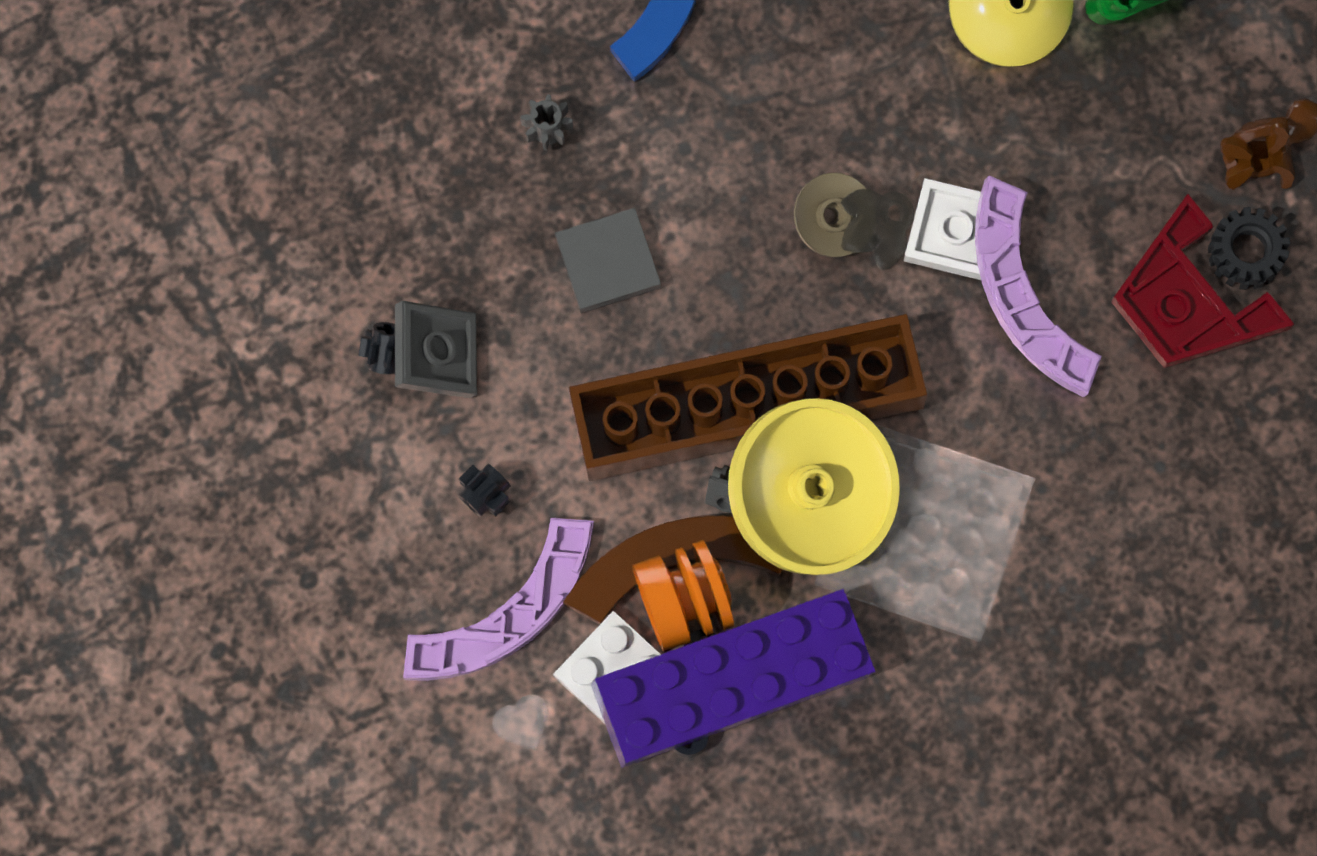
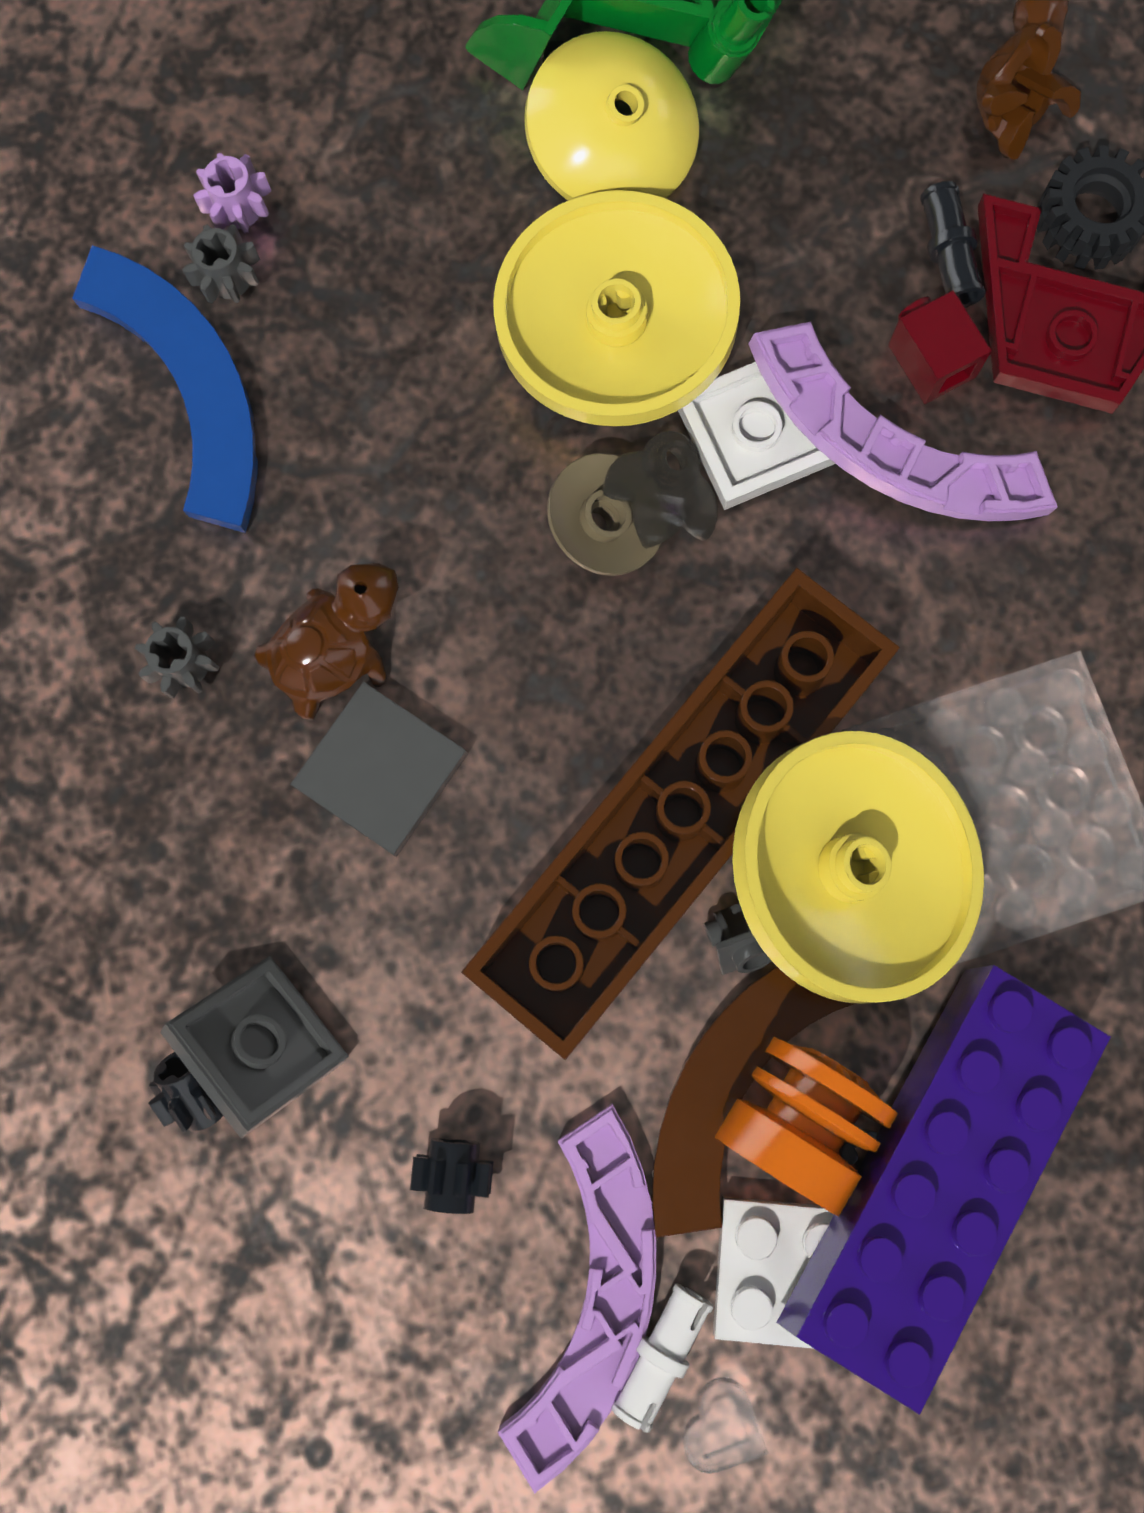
camera: 35 degrees left, 5 degrees up
(519, 662) = (662, 1358): none -> white pin
(628, 172) = (324, 640): none -> reddish brown animal
(928, 107) = (617, 308): none -> light yellow dish
(1092, 258) = (938, 345): none -> dark red brick
(1149, 209) = (952, 242): none -> black pin

